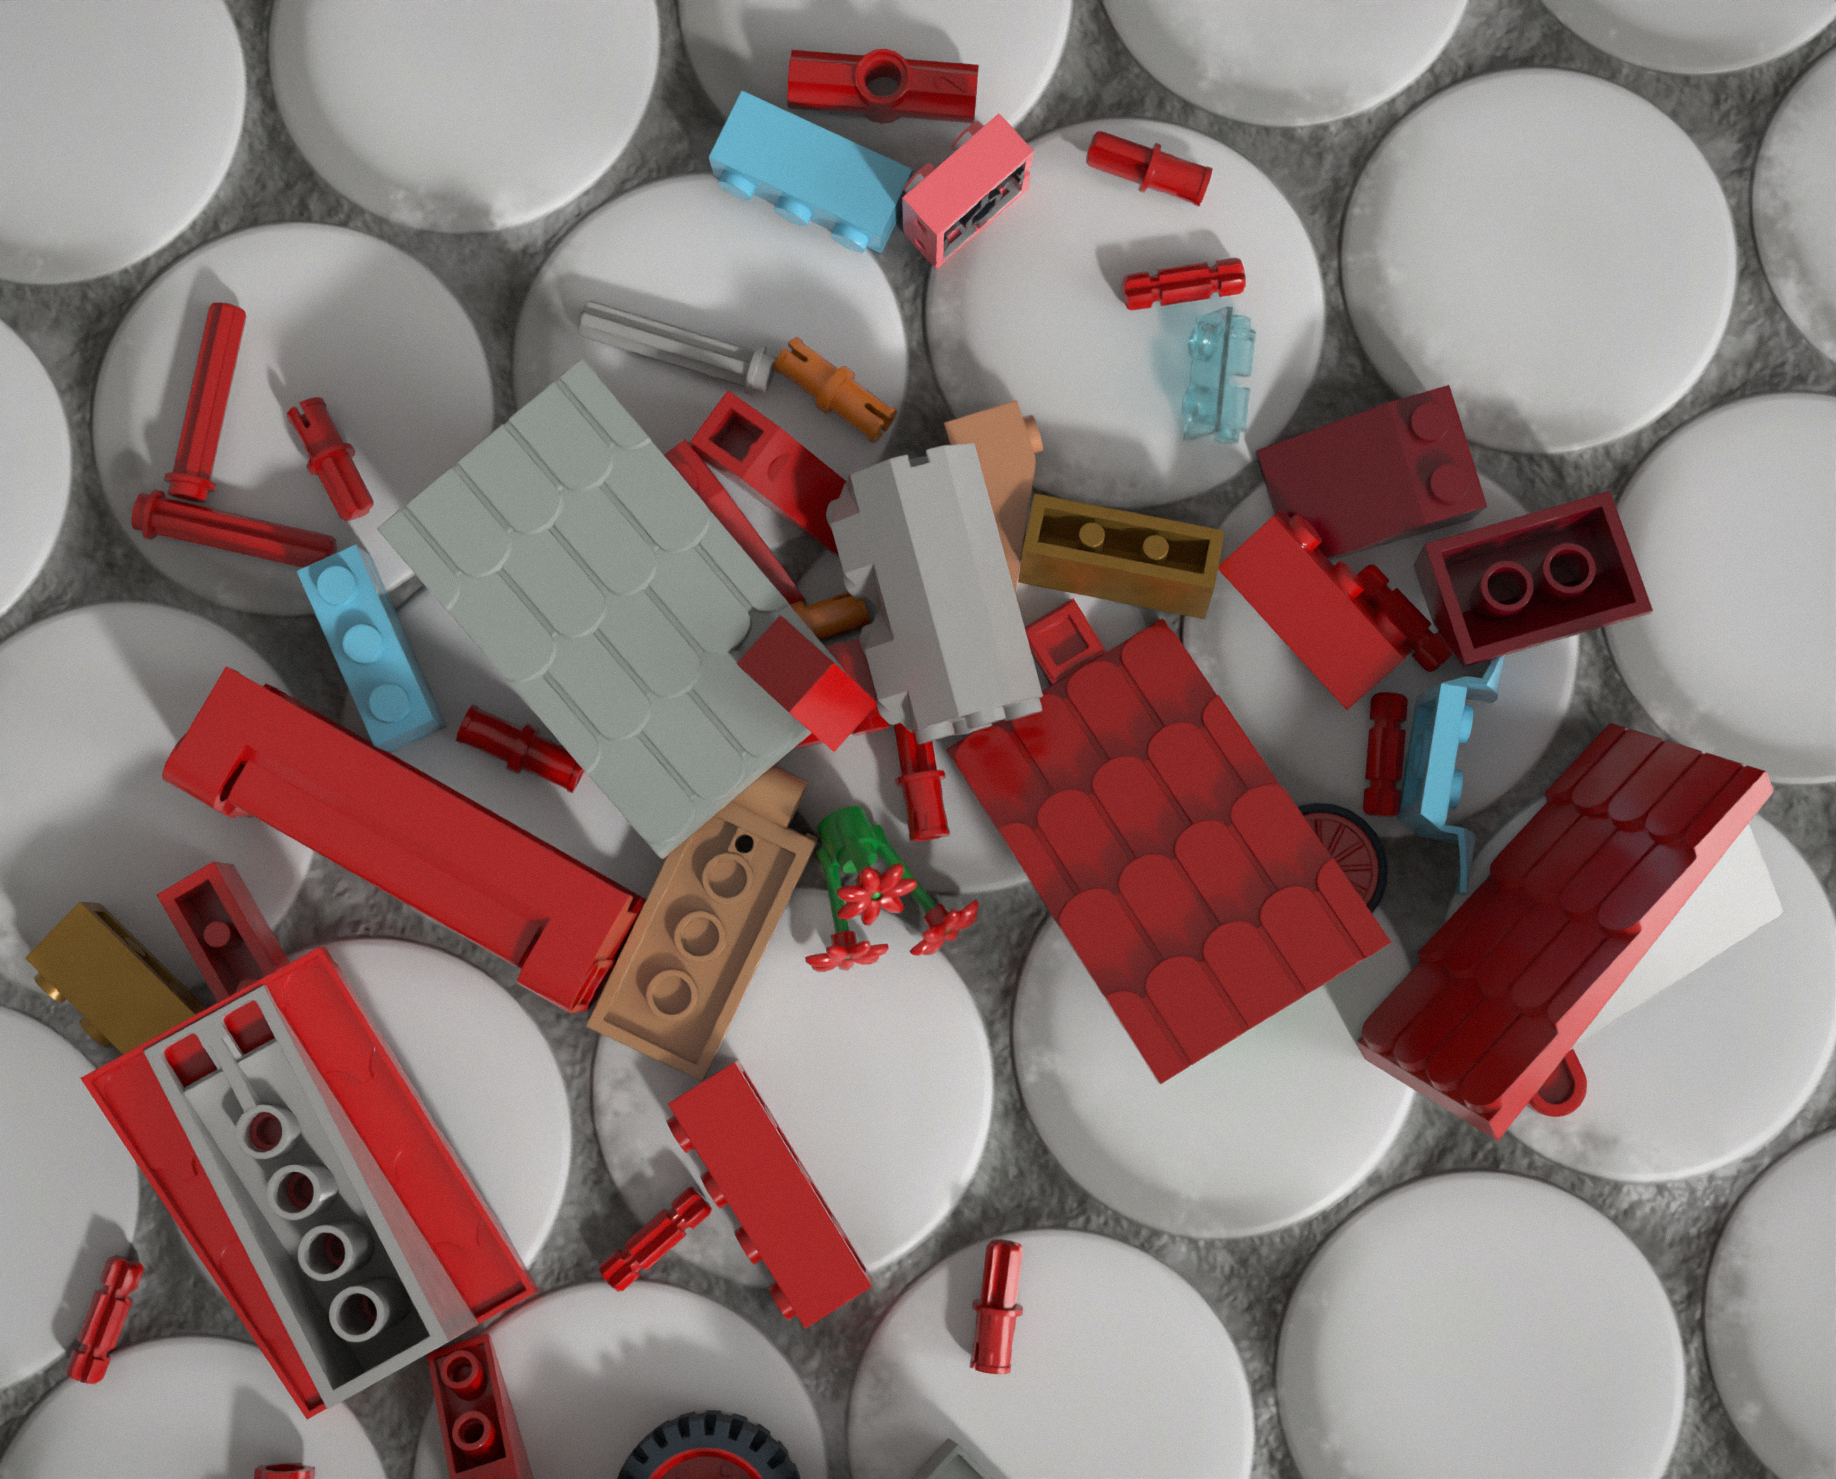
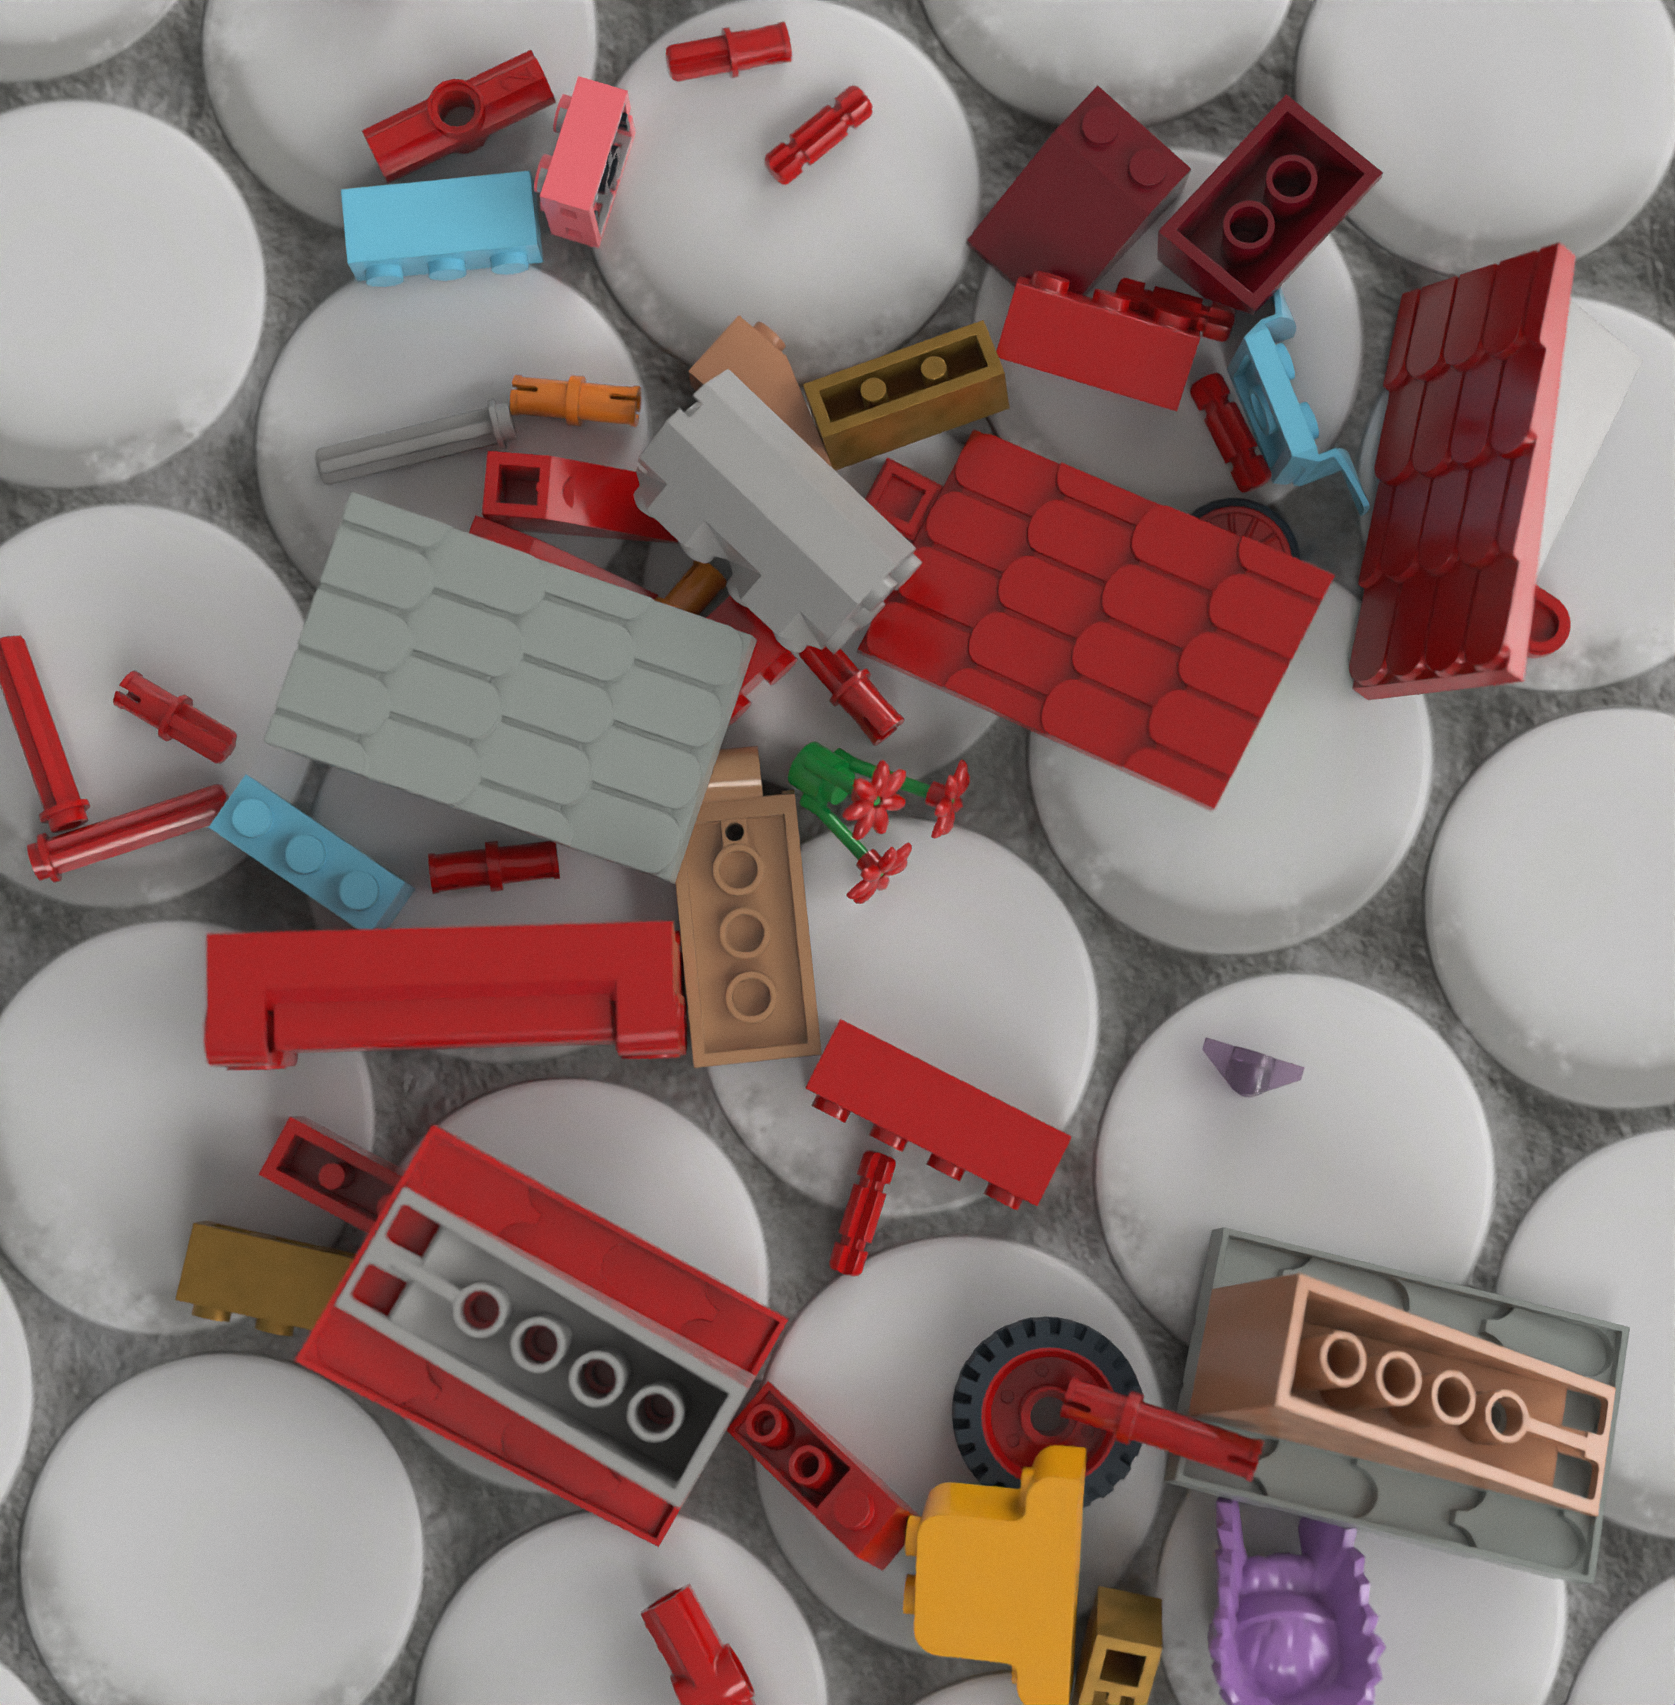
camera: 35 degrees left, 0 degrees up
(104, 1320) = (431, 1570): red axle -> none
(806, 683) = (709, 655): red slope -> none
(997, 1308) = (1187, 1094): red axle -> none
(1063, 1321) = (1250, 1071): none -> clear purple piece
(1218, 348) = (882, 172): clear light blue hinge -> none

